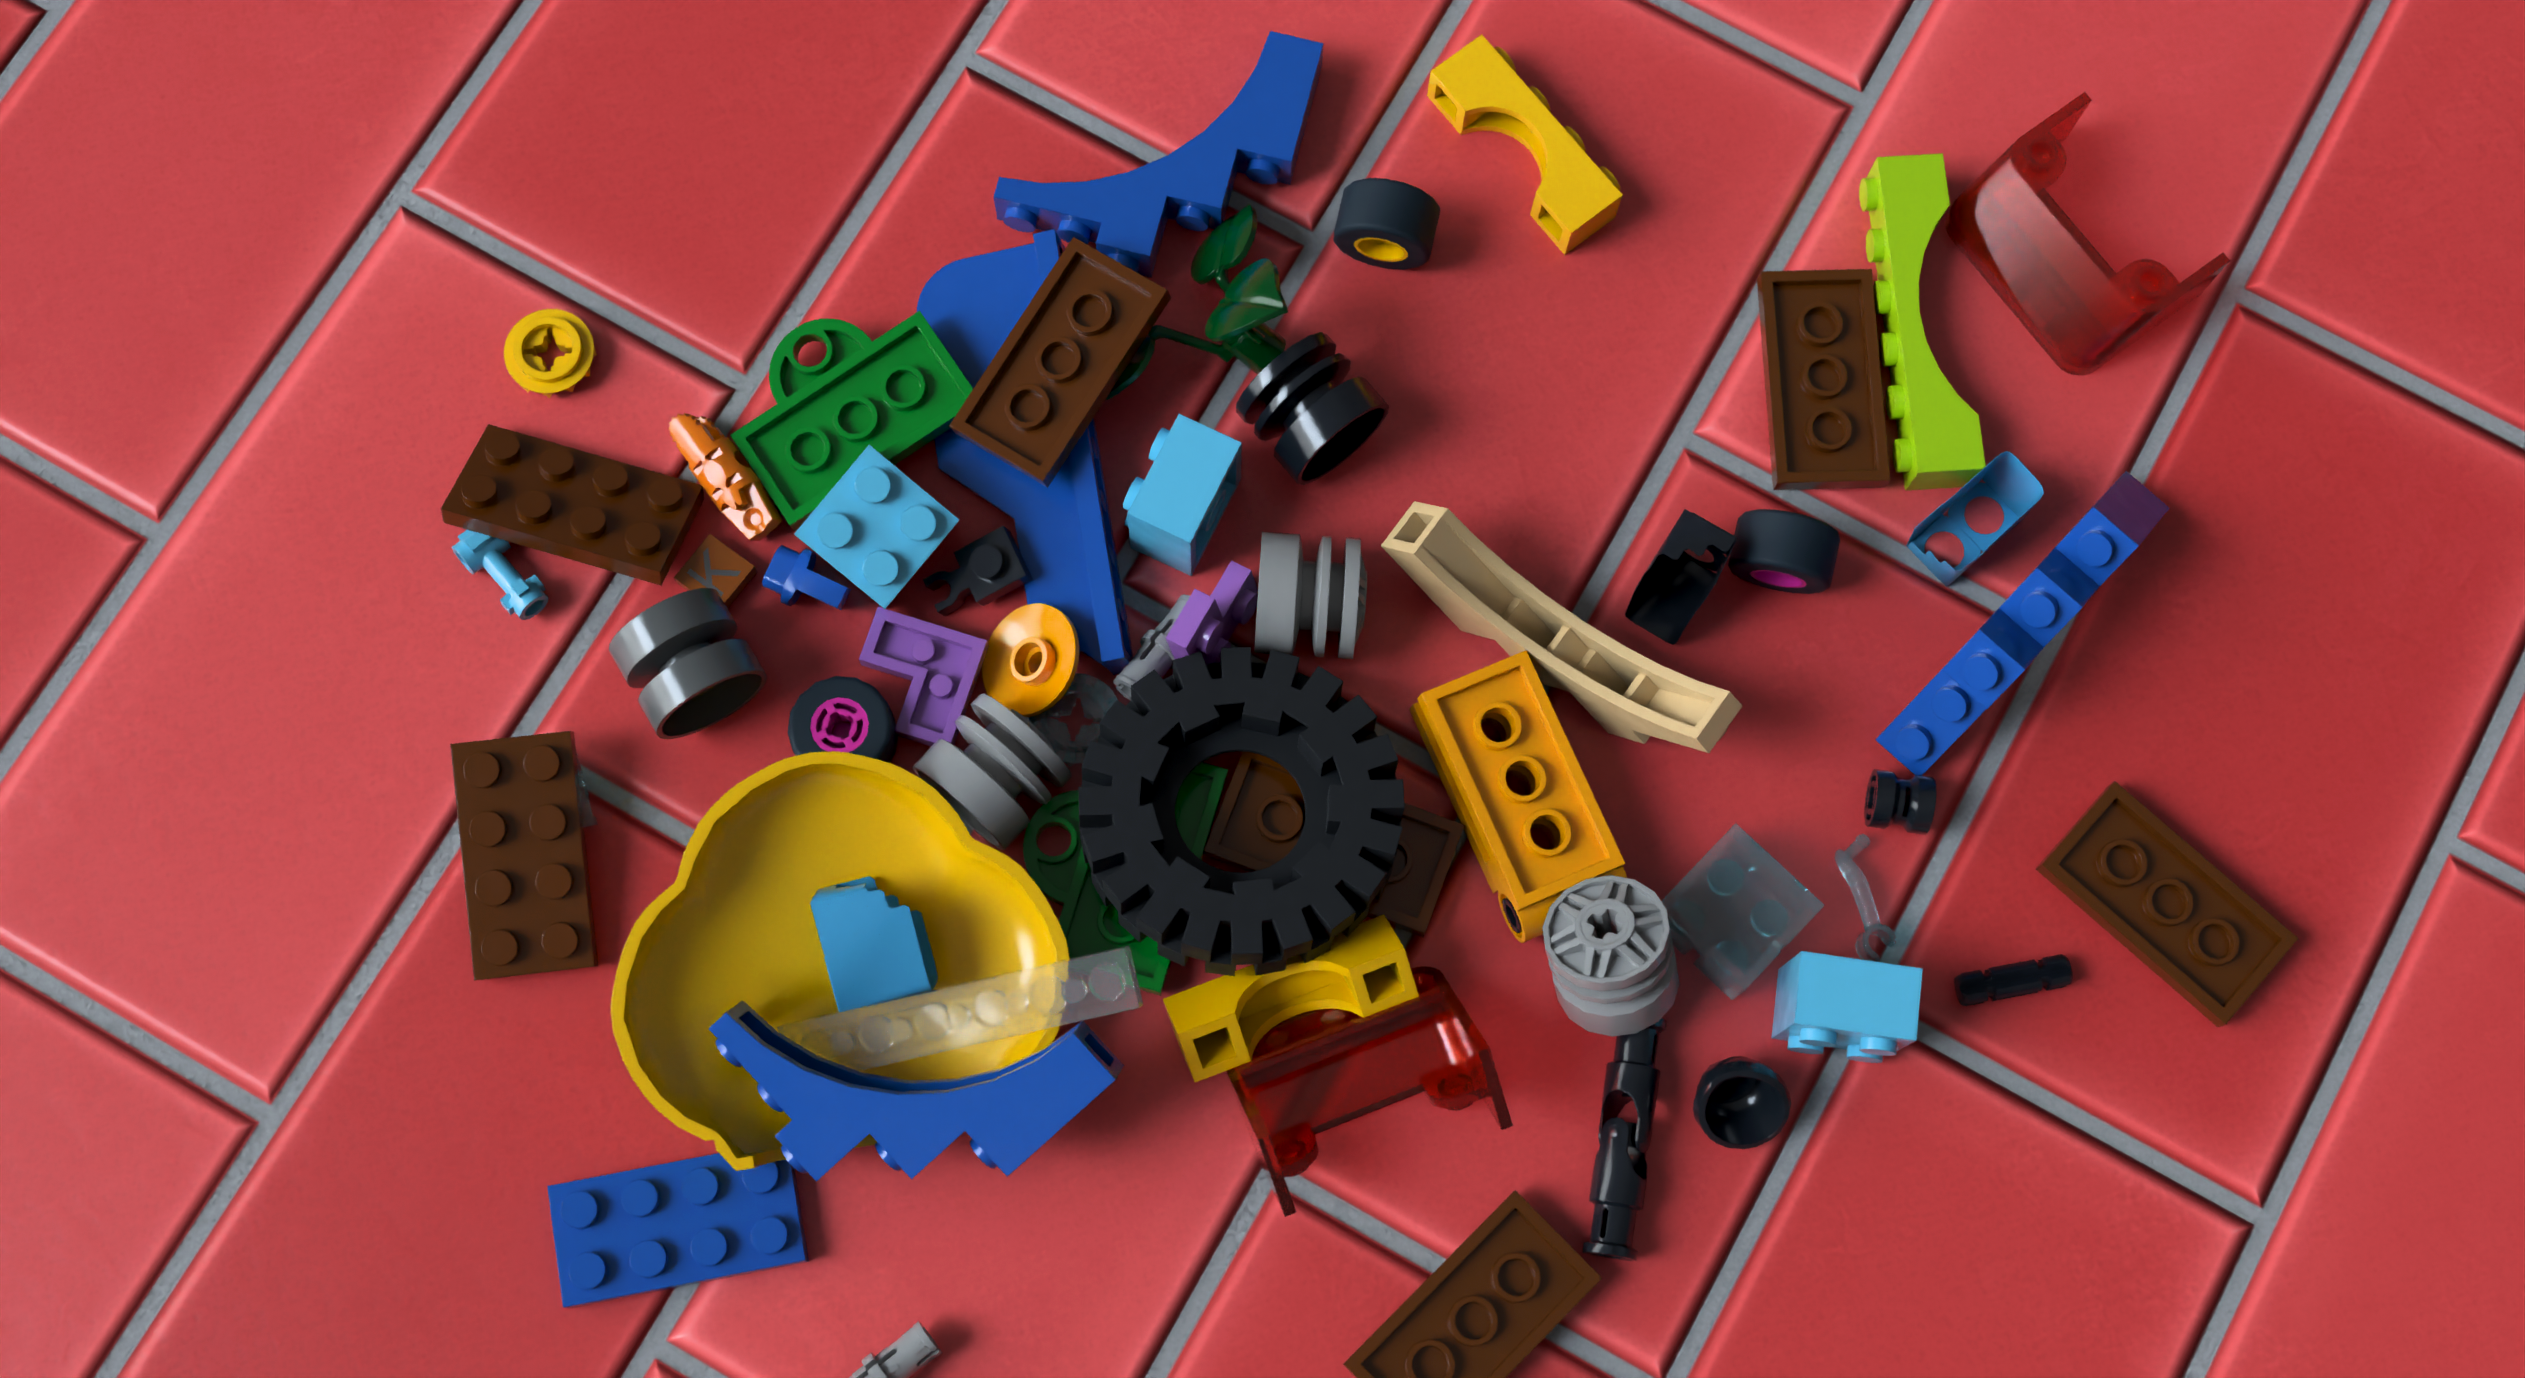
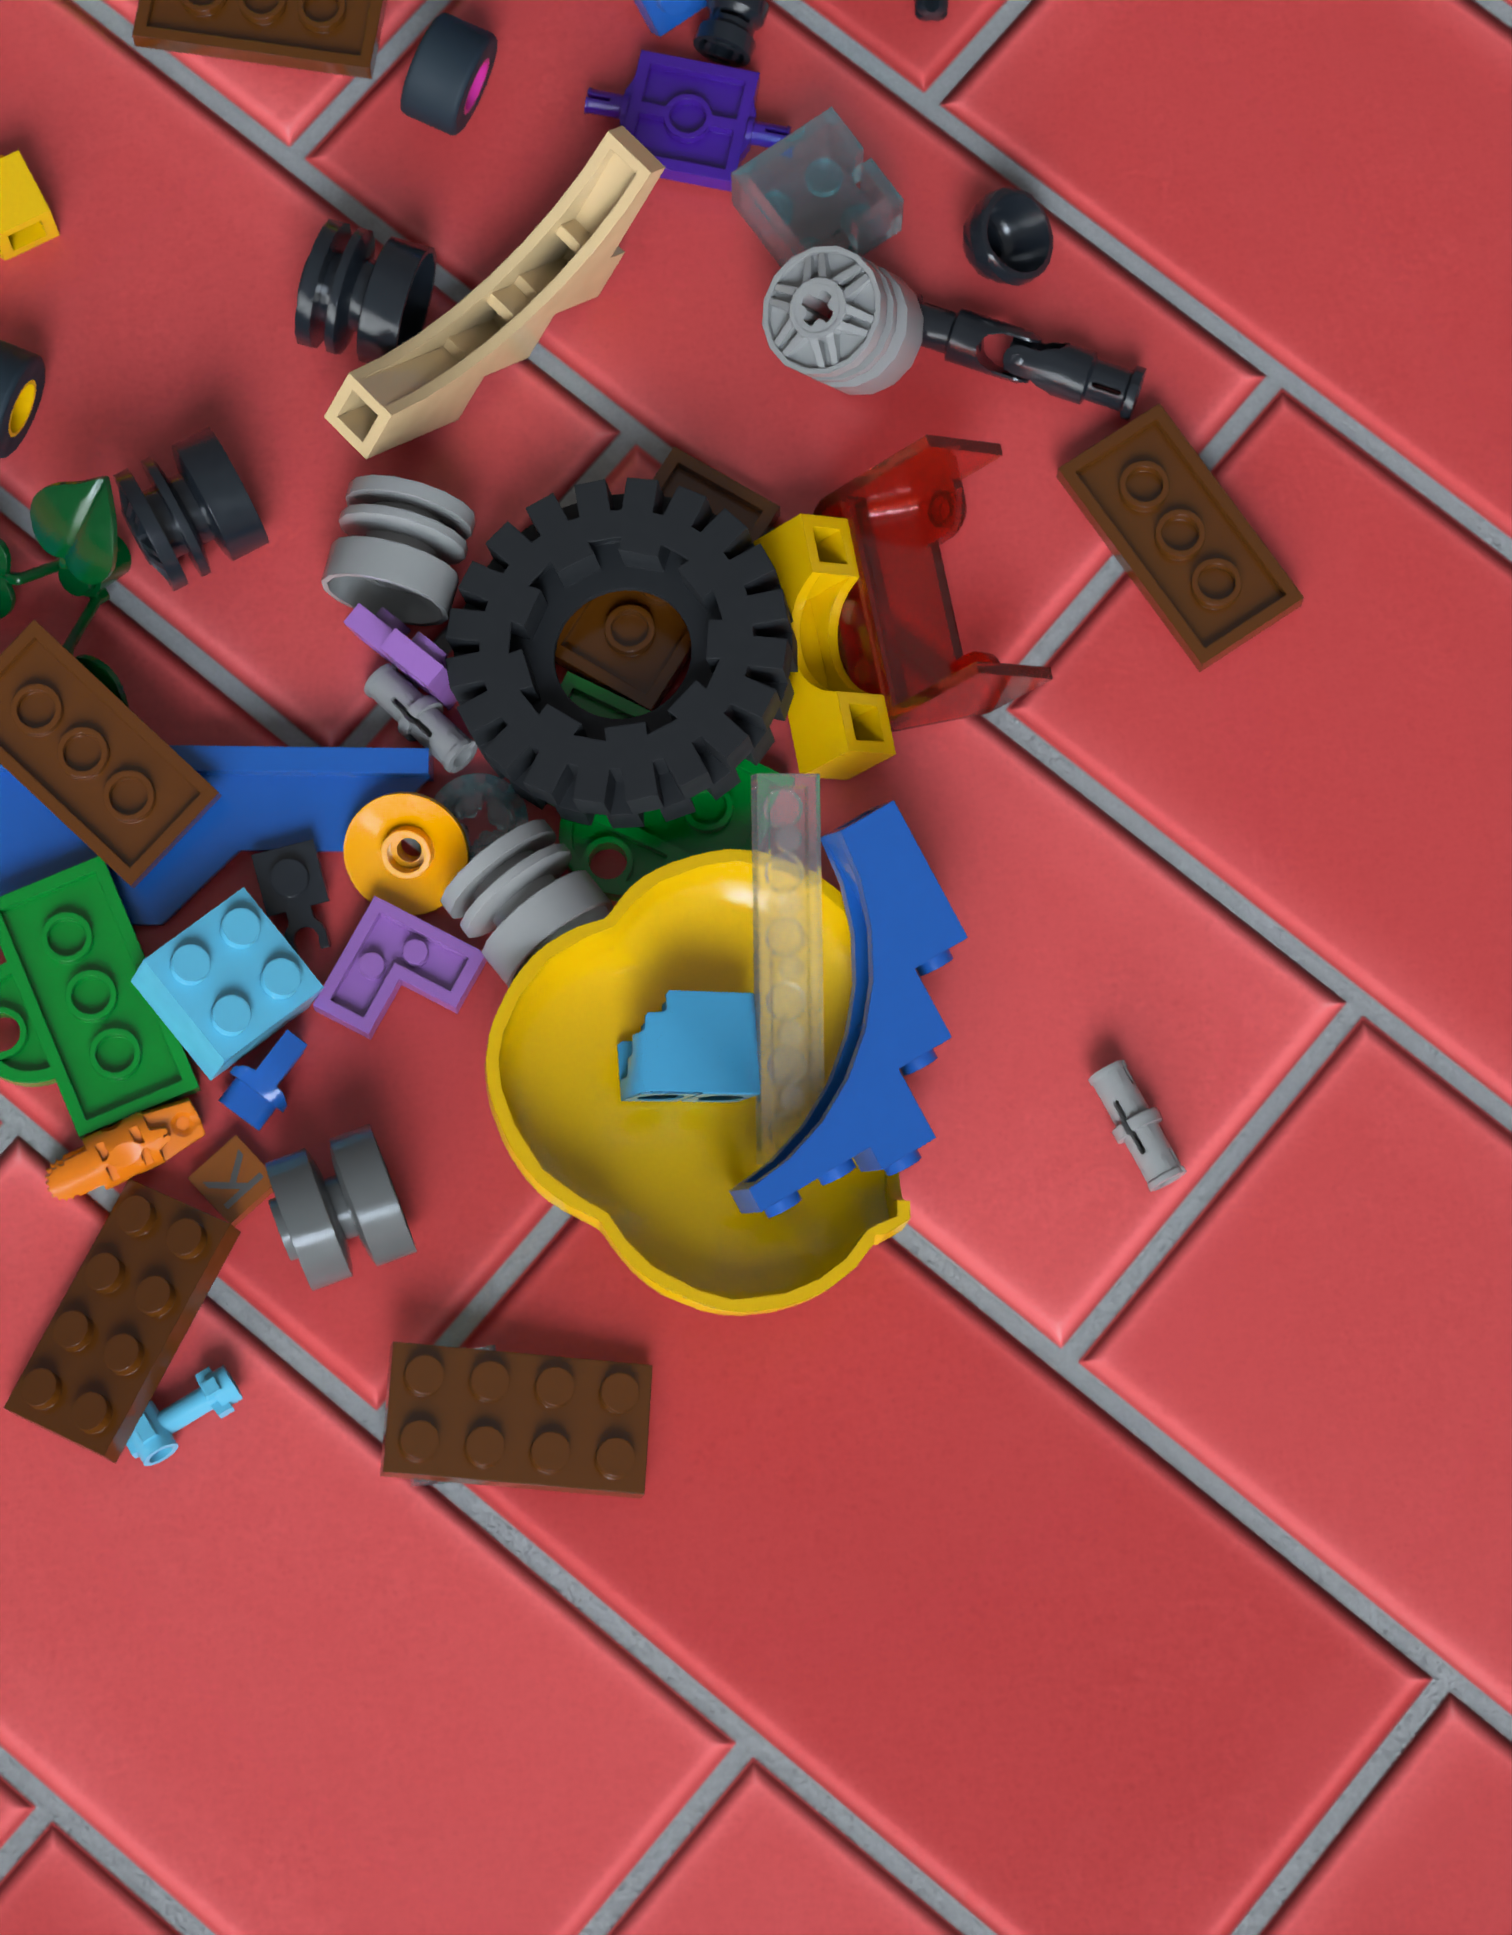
camera: 75 degrees left, 0 degrees up
(673, 1227) = (946, 1321): blue plate -> none
(841, 700) = (453, 1086): black wheel -> none
(1183, 493) = (259, 658): medium azure brick -> none
(1493, 815) = (651, 384): light orange hinge -> none
(1549, 516) = (353, 292): none -> black wheel
(1674, 583) = (464, 191): black piece -> none
(1795, 779) = (690, 116): none -> dark purple plate
(1846, 1006) = (935, 113): medium azure brick -> none
(1863, 897) = (826, 81): clear light blue piece -> none

